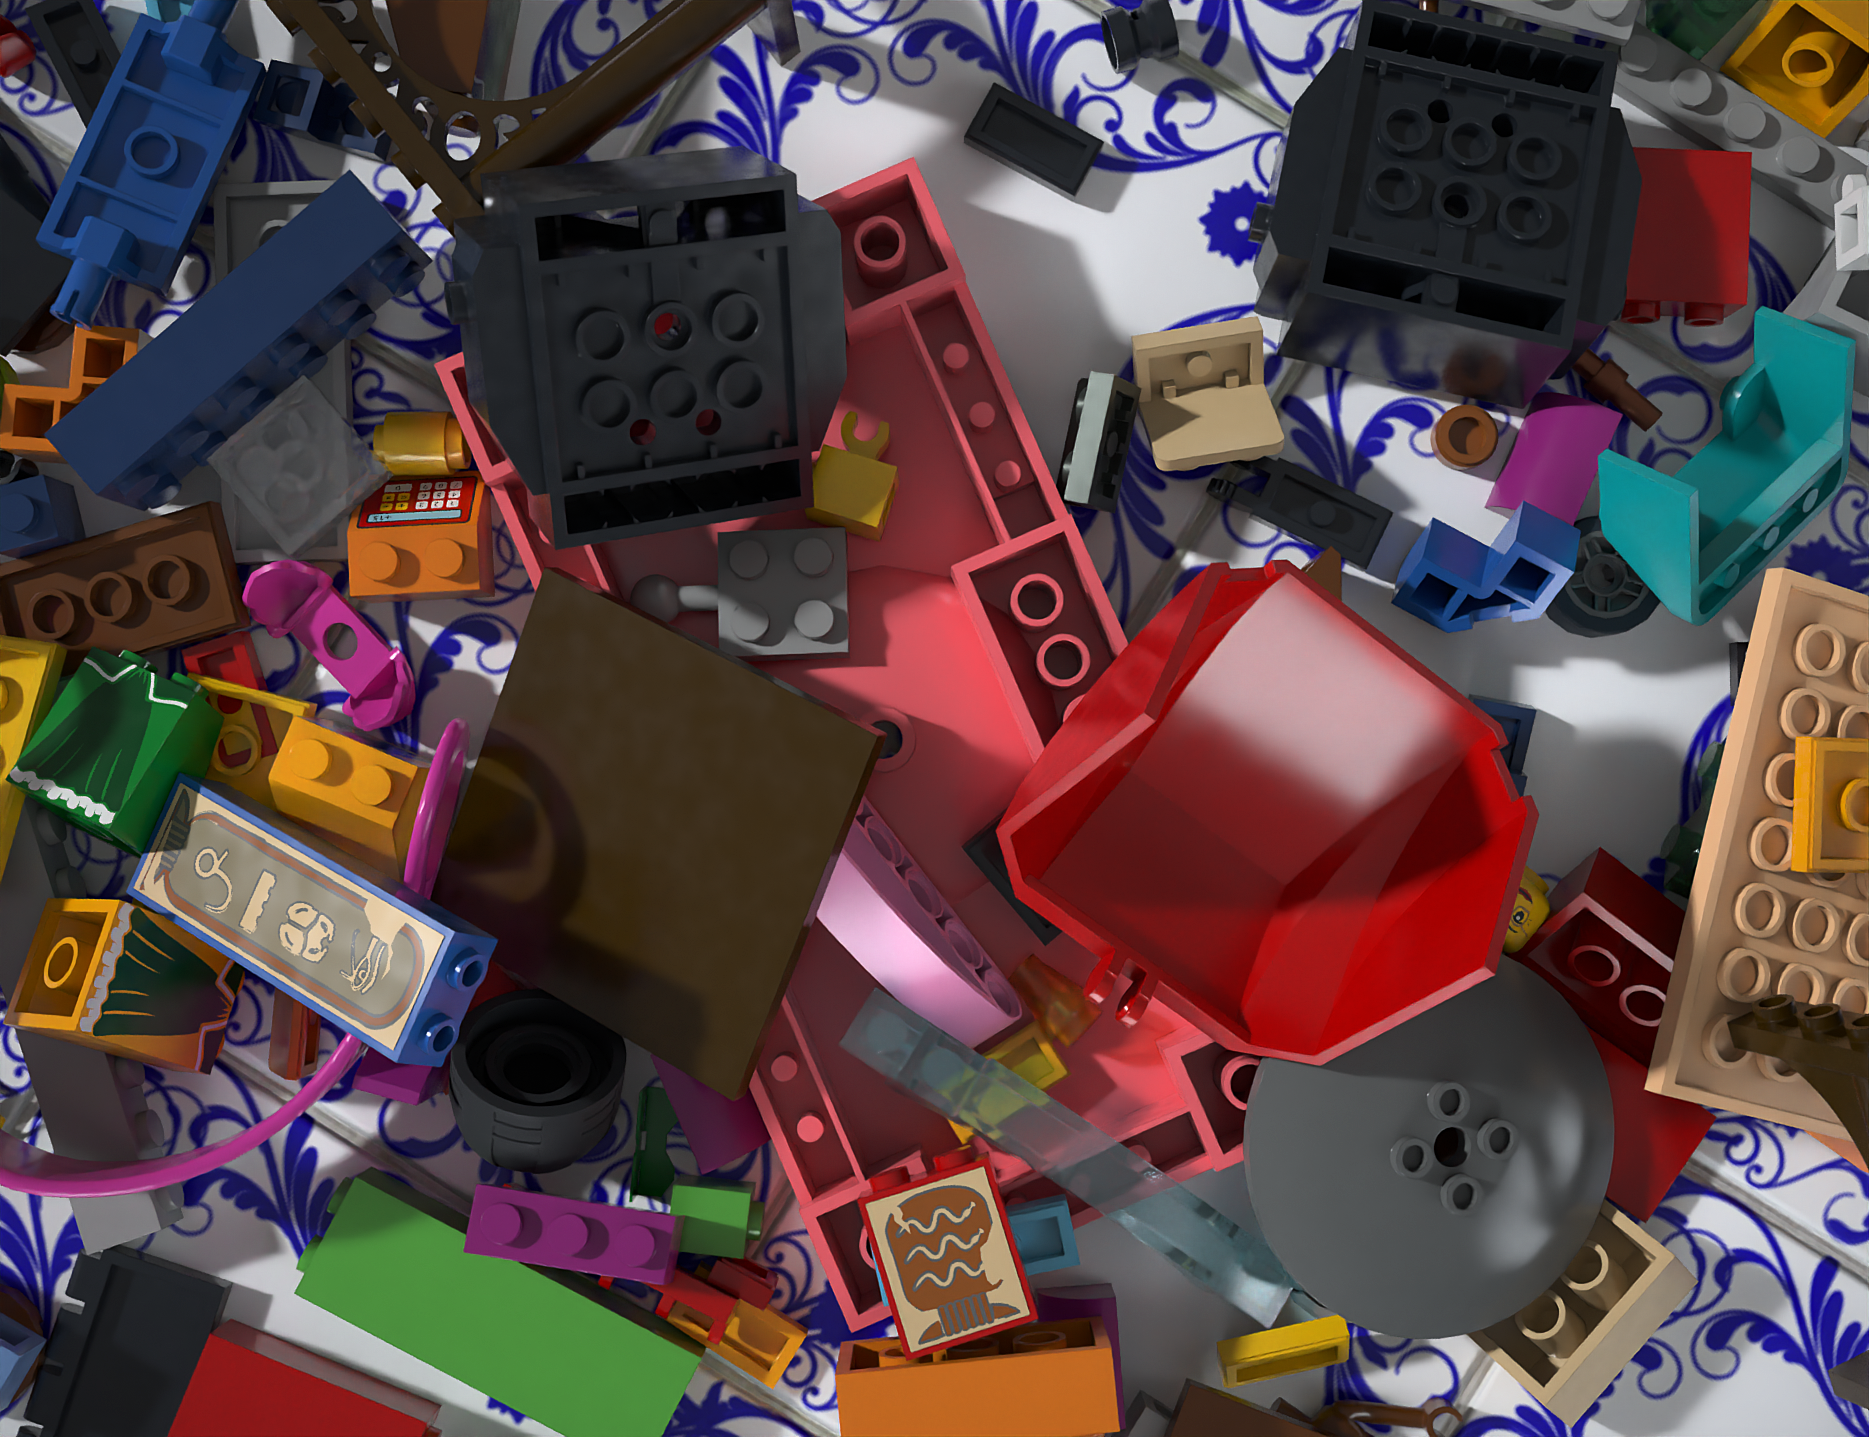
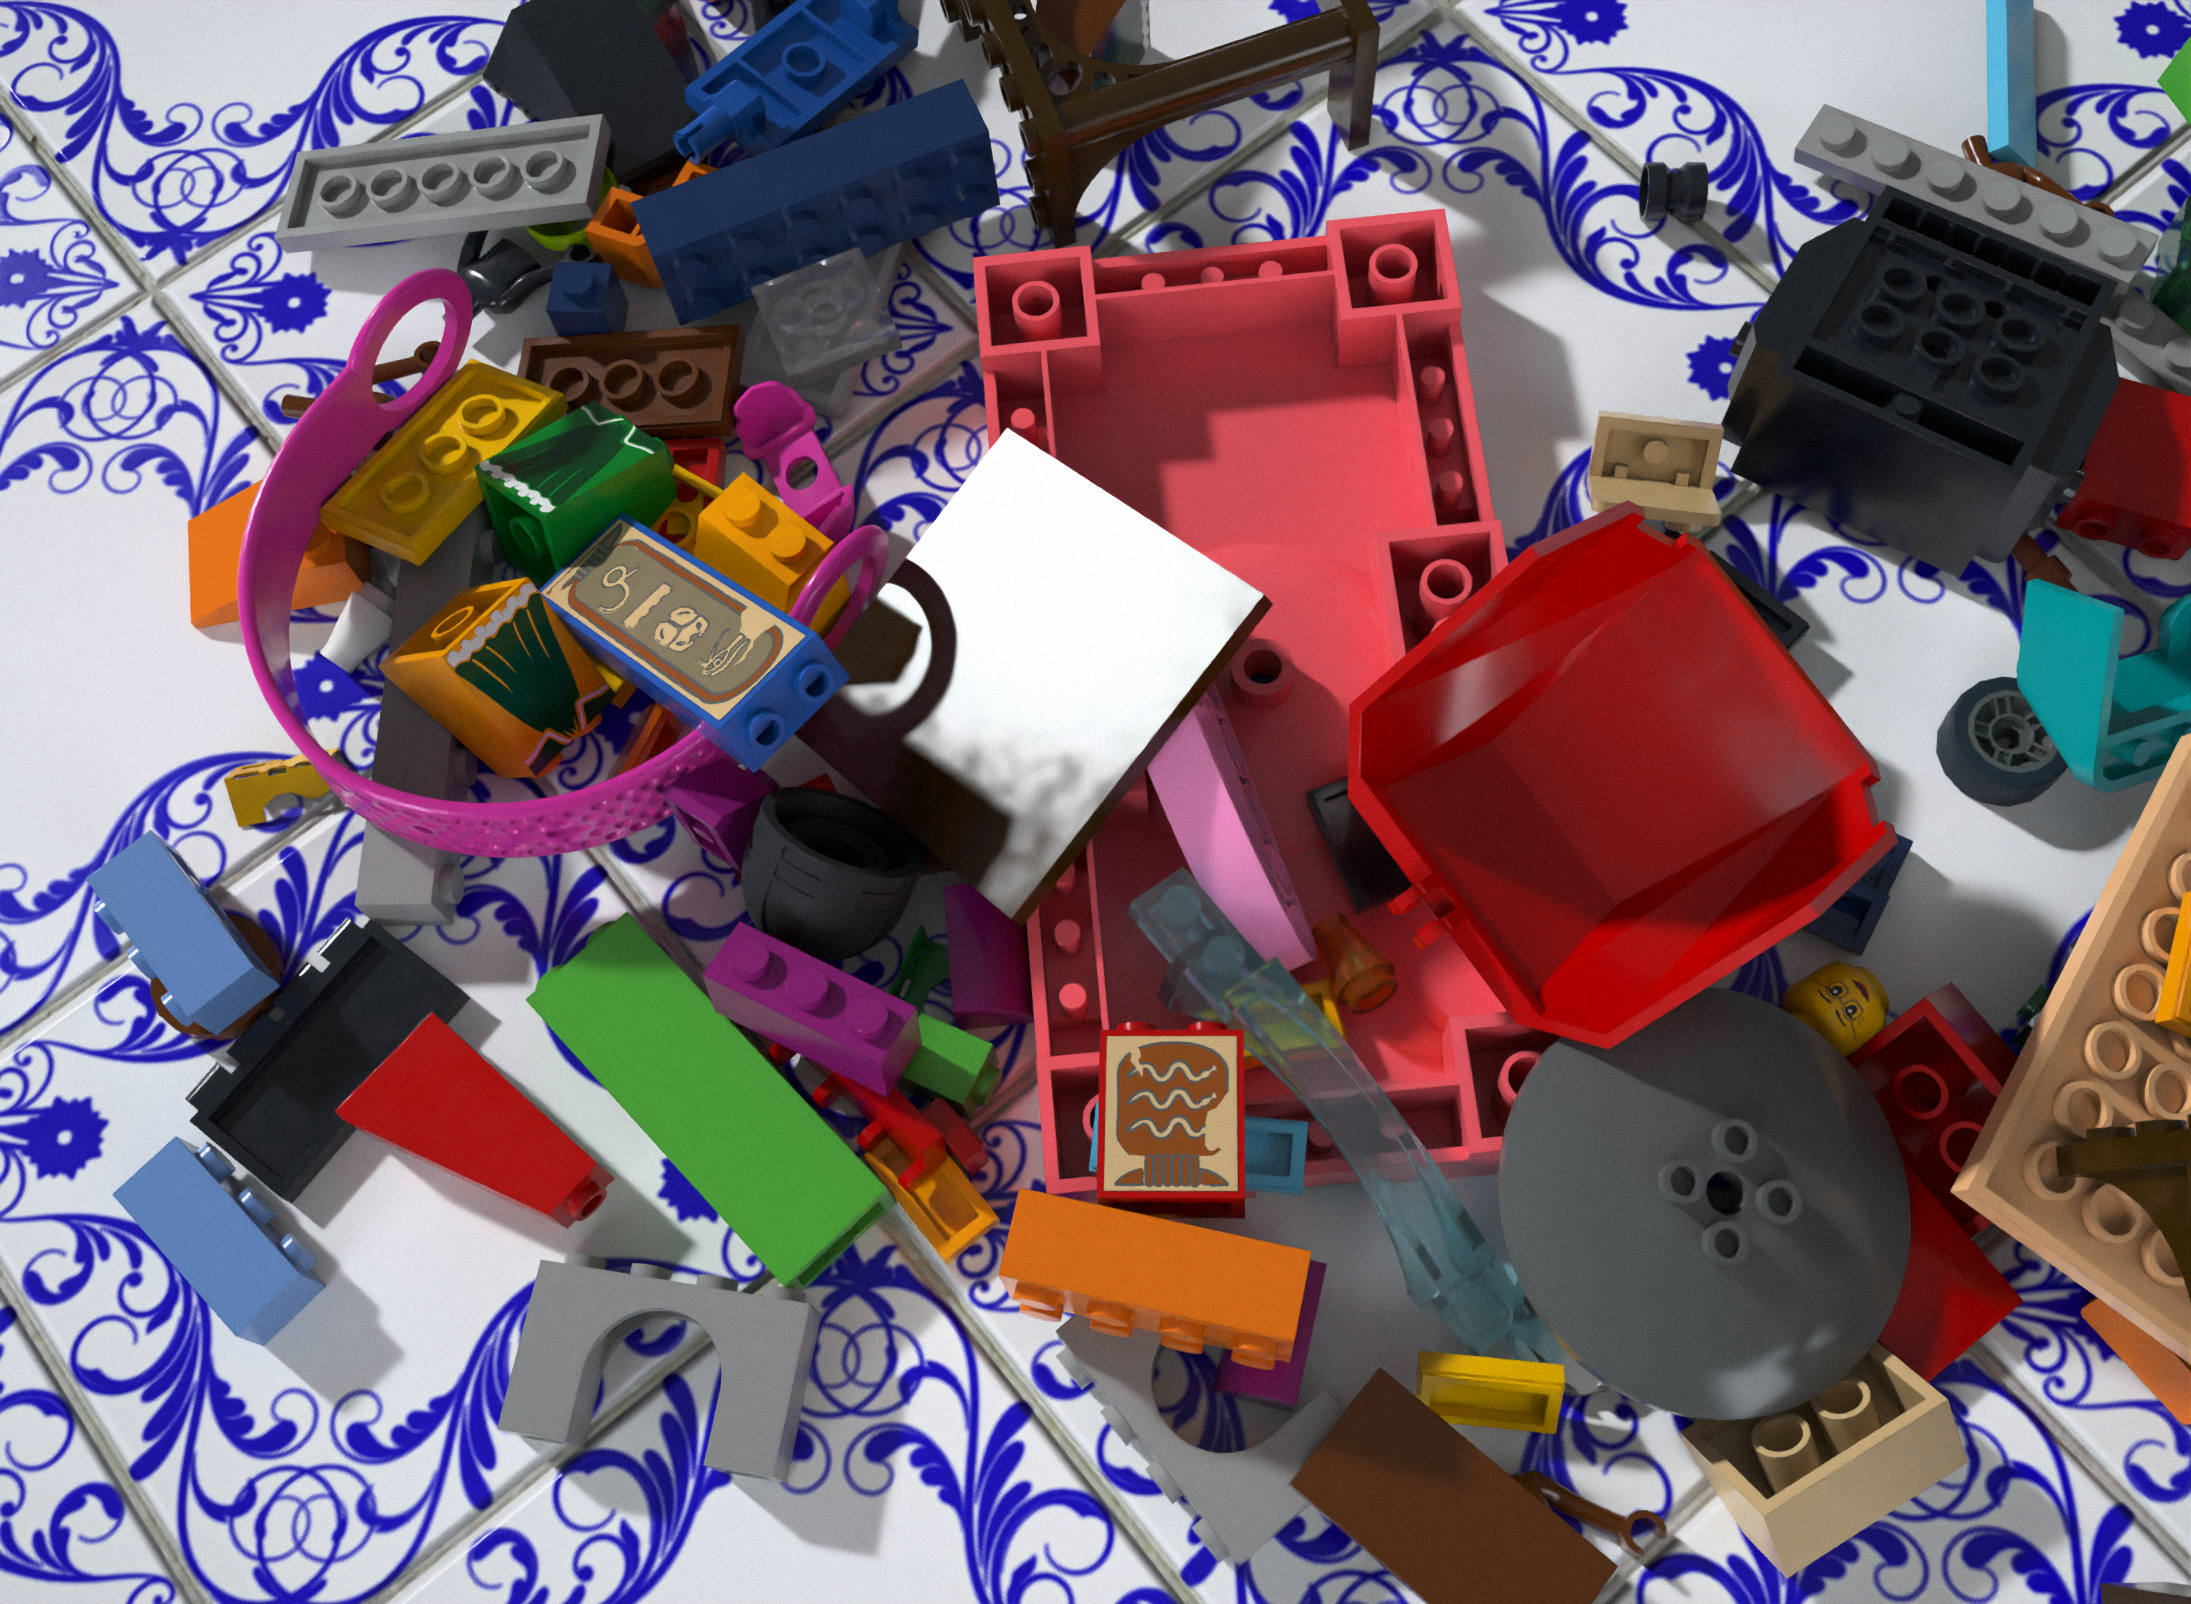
camera: 25 degrees right, 20 degrees down
(308, 107) = (939, 64): dark blue slope -> none
(421, 443) = (937, 338): yellow brick -> none
(423, 540) = (903, 418): orange slope -> none
(569, 355) = (1098, 231): black piece -> none
(774, 594) = (1220, 520): light grey plate -> none
(852, 484) = (1303, 462): yellow brick -> none
(1033, 141) = (1553, 255): black tile -> none
(1097, 441) = (1545, 483): pearl dark grey bracket -> none
(1461, 581) = (1915, 700): blue brick -> none
(1464, 437) = (1895, 590): dark orange tile -> none
(1554, 456) = (1973, 631): magenta brick -> none

